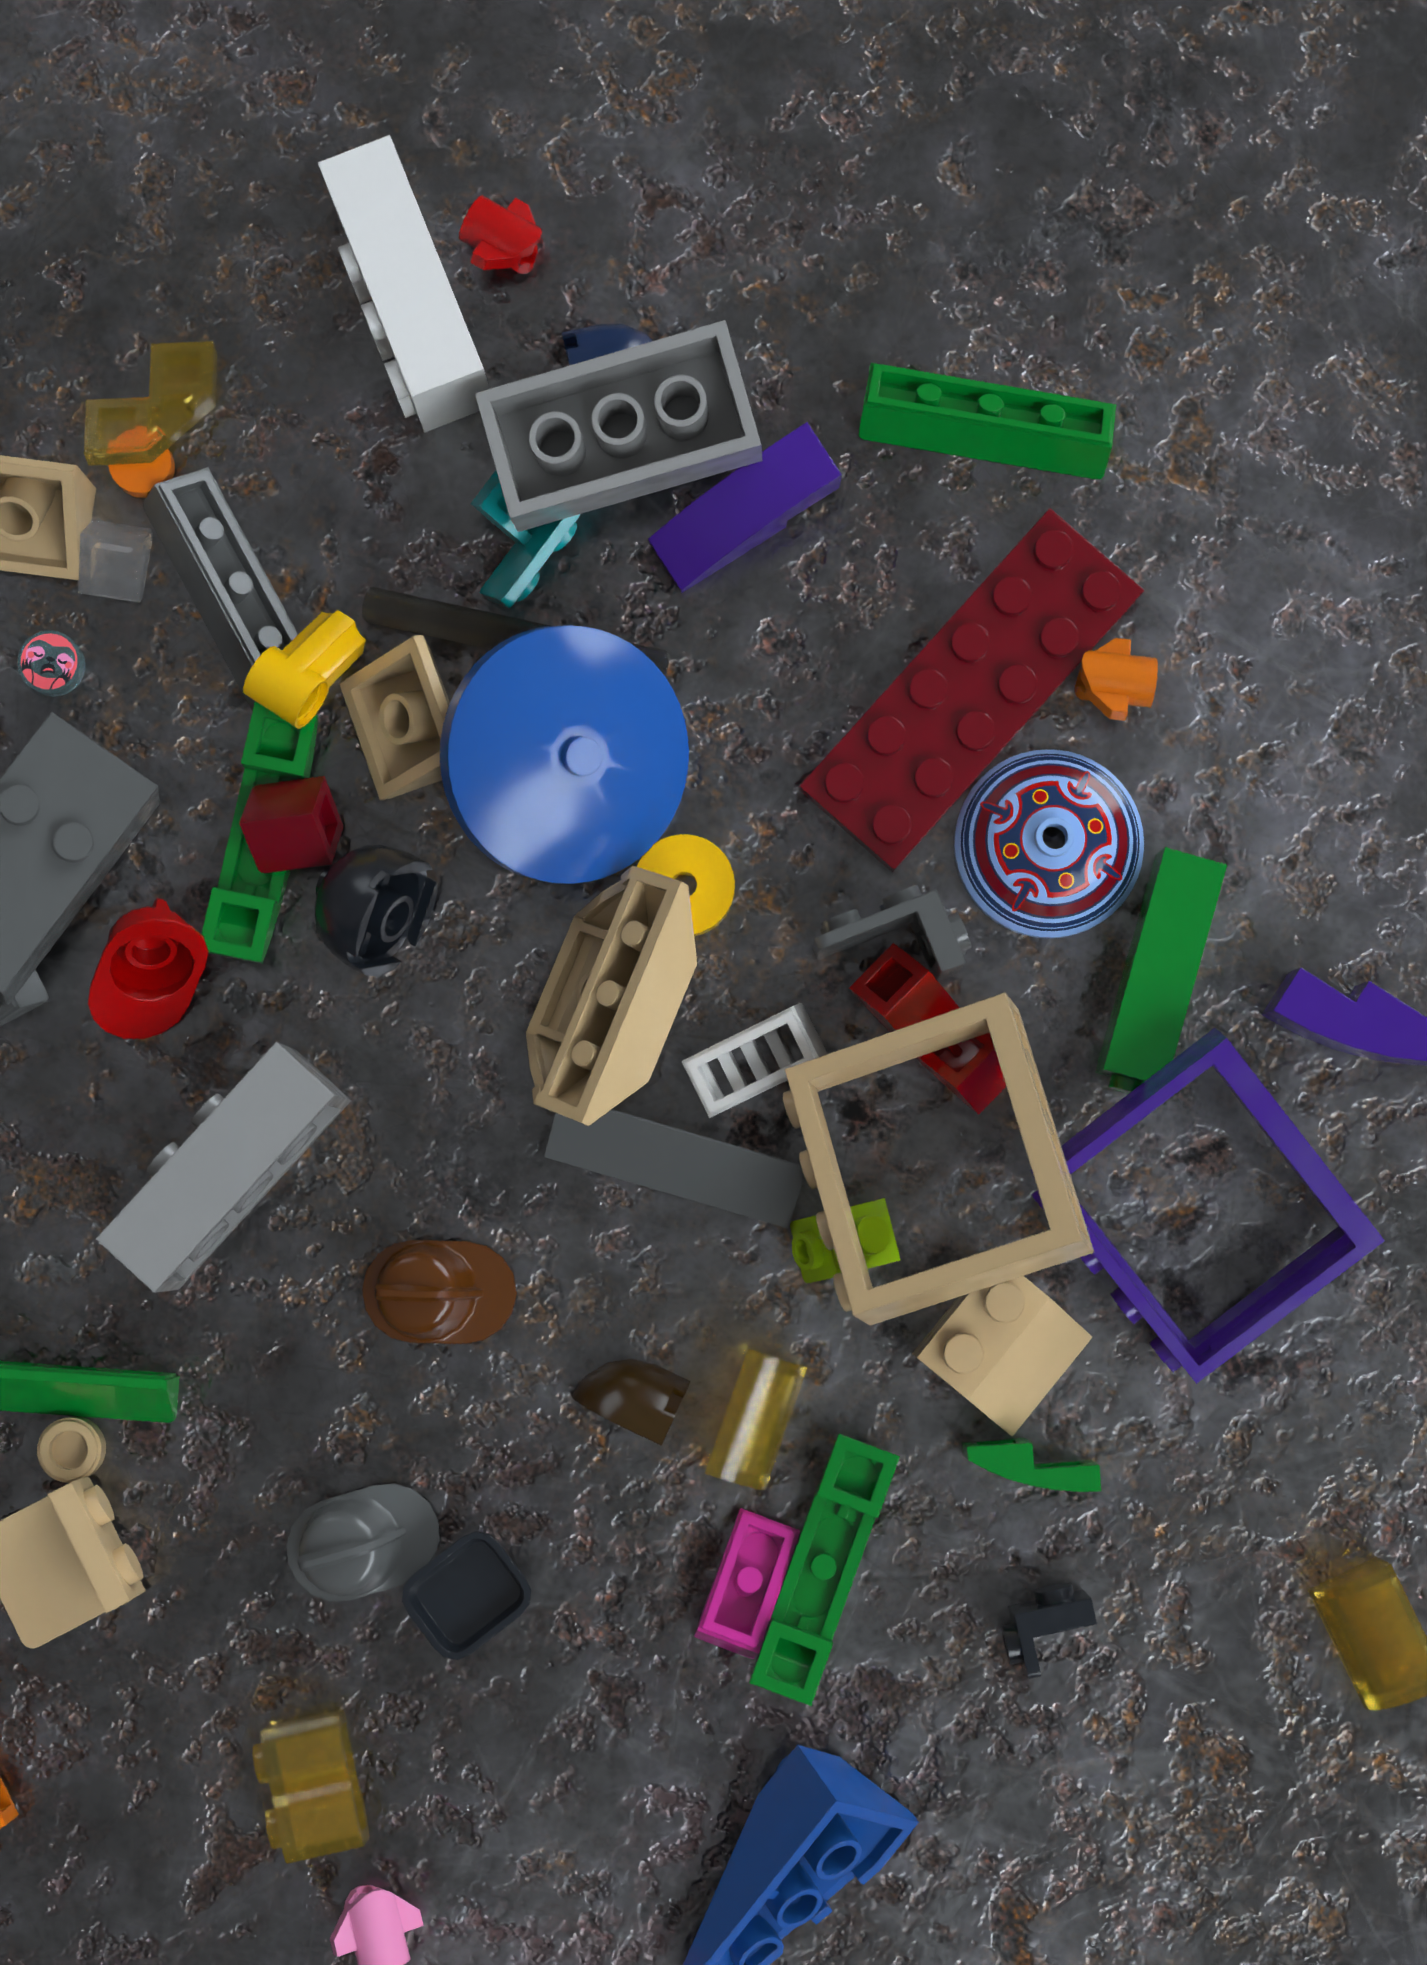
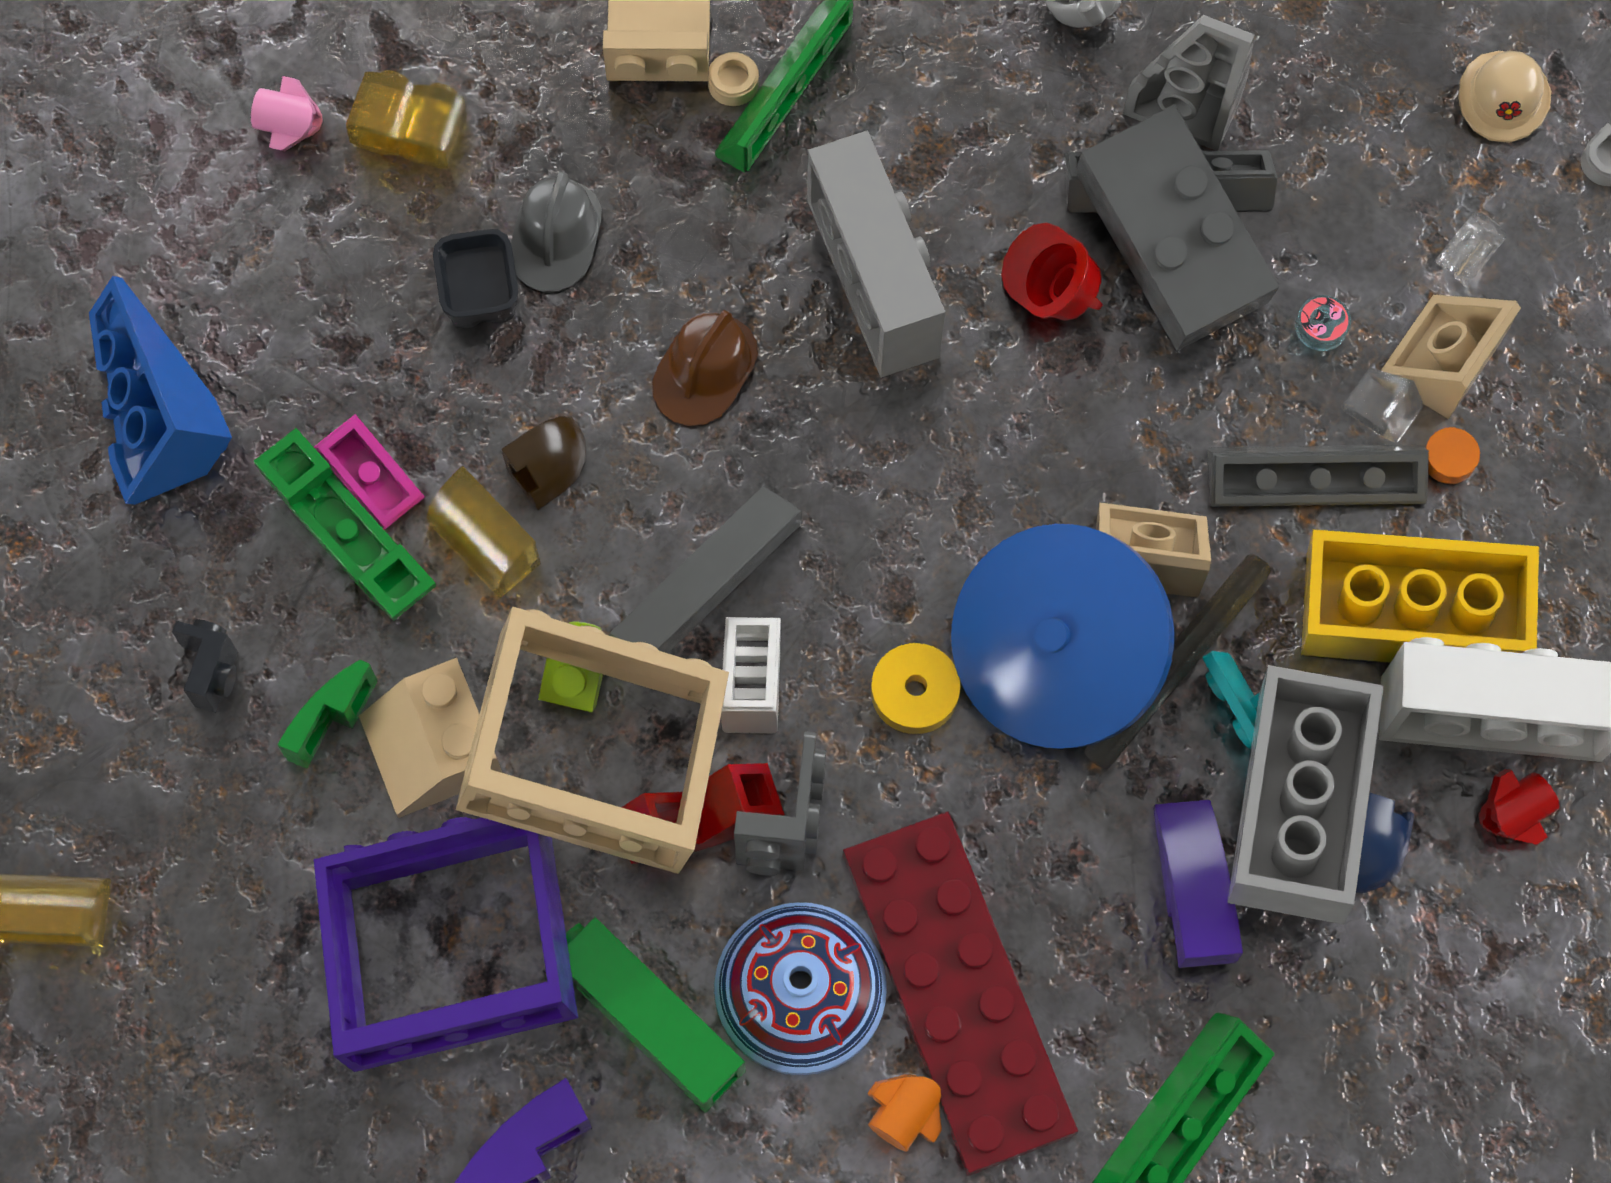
camera: 115 degrees right, 15 degrees down
(145, 427) = (1478, 465): clear yellow tile -> none
(246, 901) = (1111, 404): green slope -> none
(291, 824) = (1110, 423): dark red panel -> none
(299, 676) = (1221, 472): yellow piece -> none
(333, 418) = (1384, 590): none -> yellow brick
(372, 904) = (1015, 447): black cylinder -> none
(612, 996) = (851, 581): tan wedge -> none

